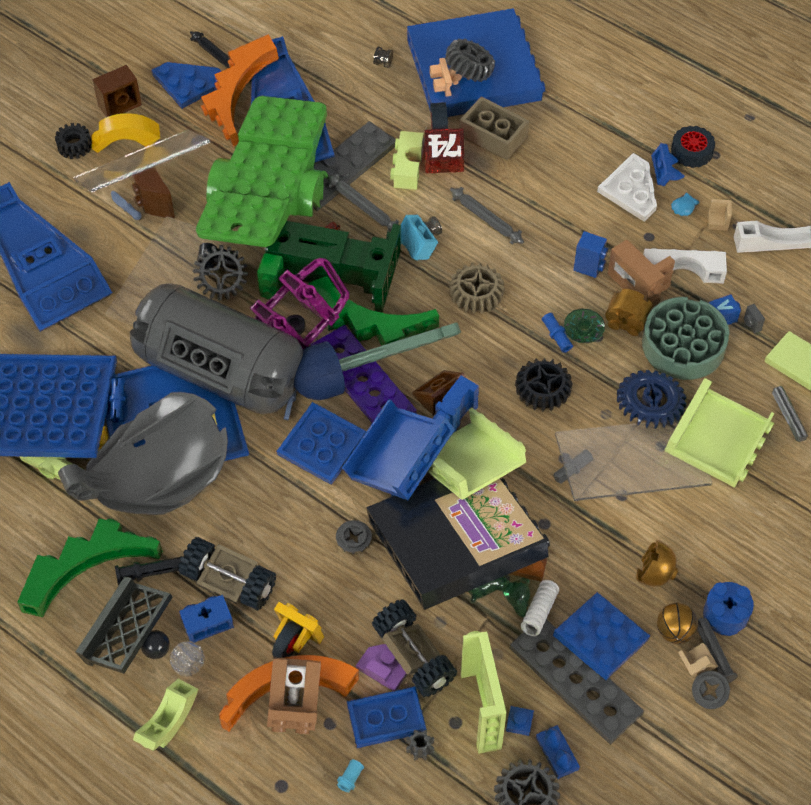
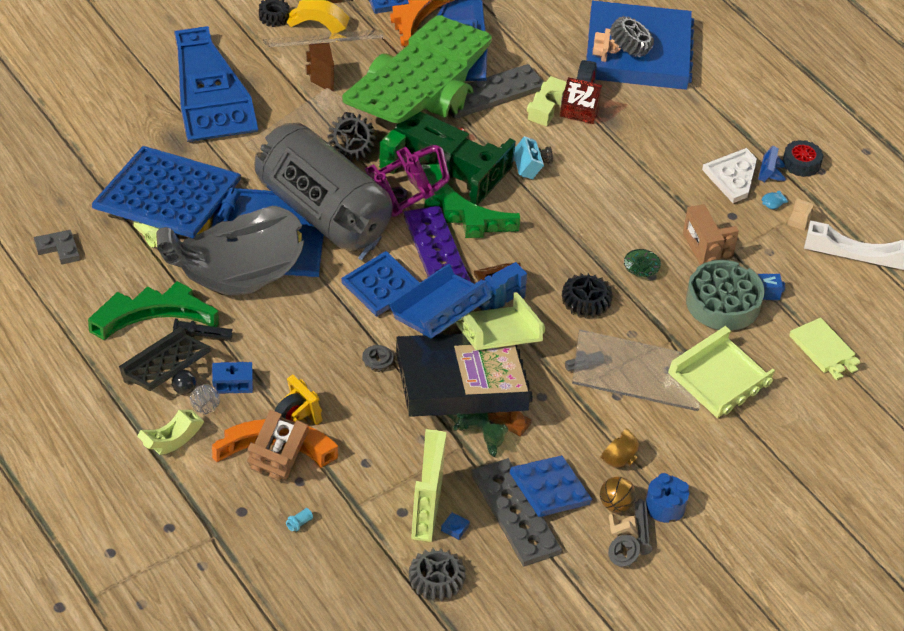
camera: 15 degrees right, 10 degrees down
(127, 207) = (296, 71): sand blue piece -> none
(227, 573) = (262, 348): plate -> none
(321, 371) = (400, 228): piece -> none
(360, 201) = (491, 117): dark grey wheel -> none
(382, 666) = (362, 453): medium lavender plate -> none
(383, 57) = (562, 19): clear smoke wheel -> none
(386, 717) = (347, 490): blue tile -> none
(413, 648) = (389, 446): plate -> none
(420, 737) = (365, 515): dark grey gear -> none
(486, 215) = (597, 161): dark grey wheel -> none
(489, 289) = (563, 210): dark tan gear -> none
(494, 128) = (632, 96): dark tan brick -> none
(540, 608) = (507, 449): white piece -> none
(557, 332) = (617, 262): blue pin -> none
(557, 752) = (476, 556): blue tile -> none
(590, 254) = (670, 210): blue brick -> none
(628, 311) = (683, 260): pearl gold brick -> none
(649, 407) = (653, 328): dark blue gear -> none
(706, 264) = (772, 249): white arch -> none
(754, 318) = (793, 299): dark grey plate -> none
(789, 414) = (791, 378): dark grey axle -> none

